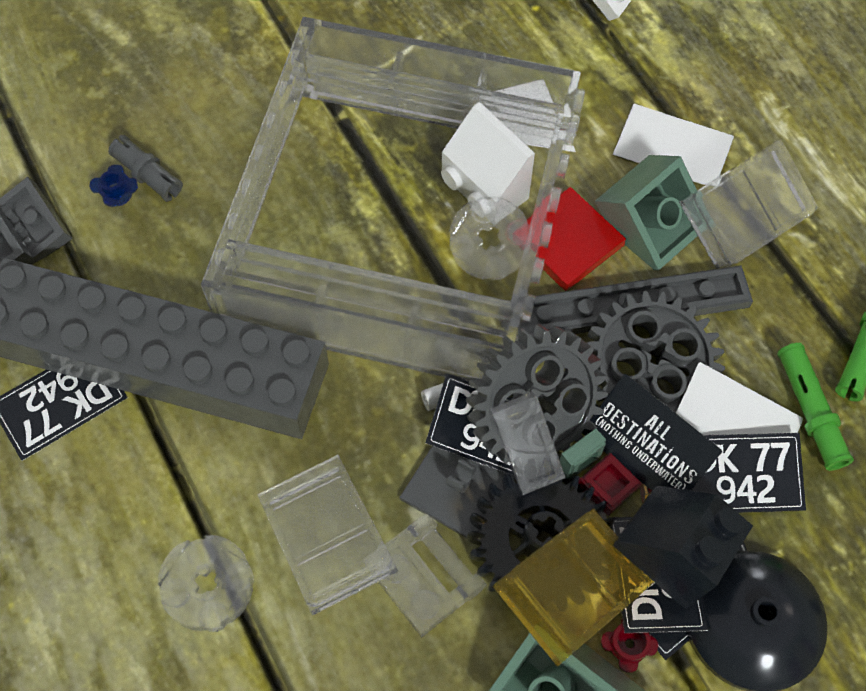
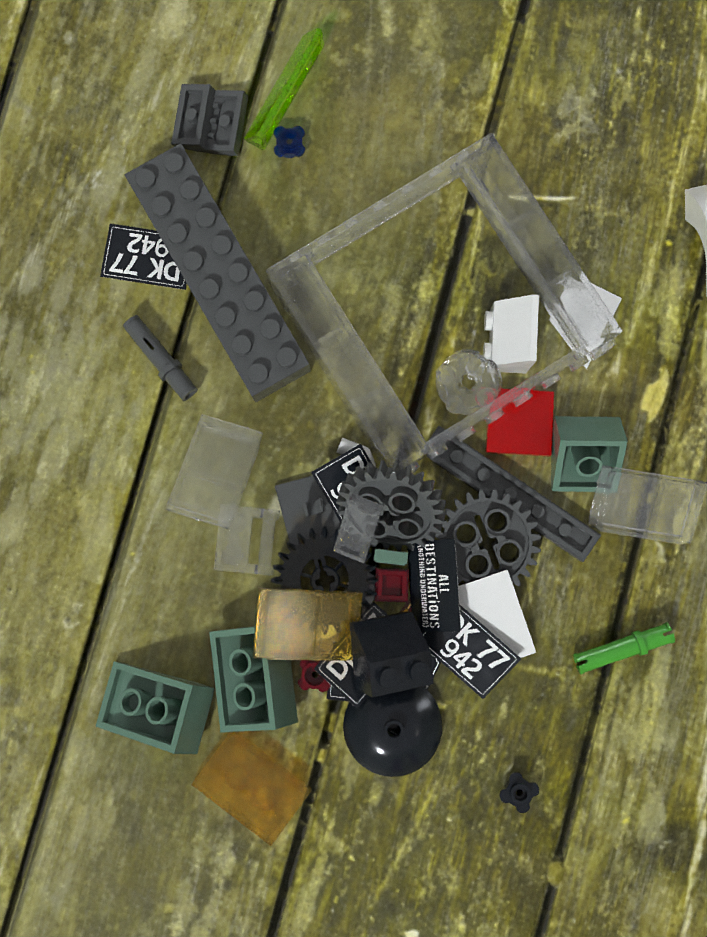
camera: 45 degrees right, 20 degrees up
(68, 150) = (285, 89): none -> clear neon green slope
(145, 168) = (317, 145): dark grey pin -> none
(161, 478) = (168, 368): none -> dark grey pin
(212, 609) = (117, 429): clear plate -> none
(661, 134) = (650, 420): white sticker -> none
(820, 420) = (548, 653): bright green pin -> none

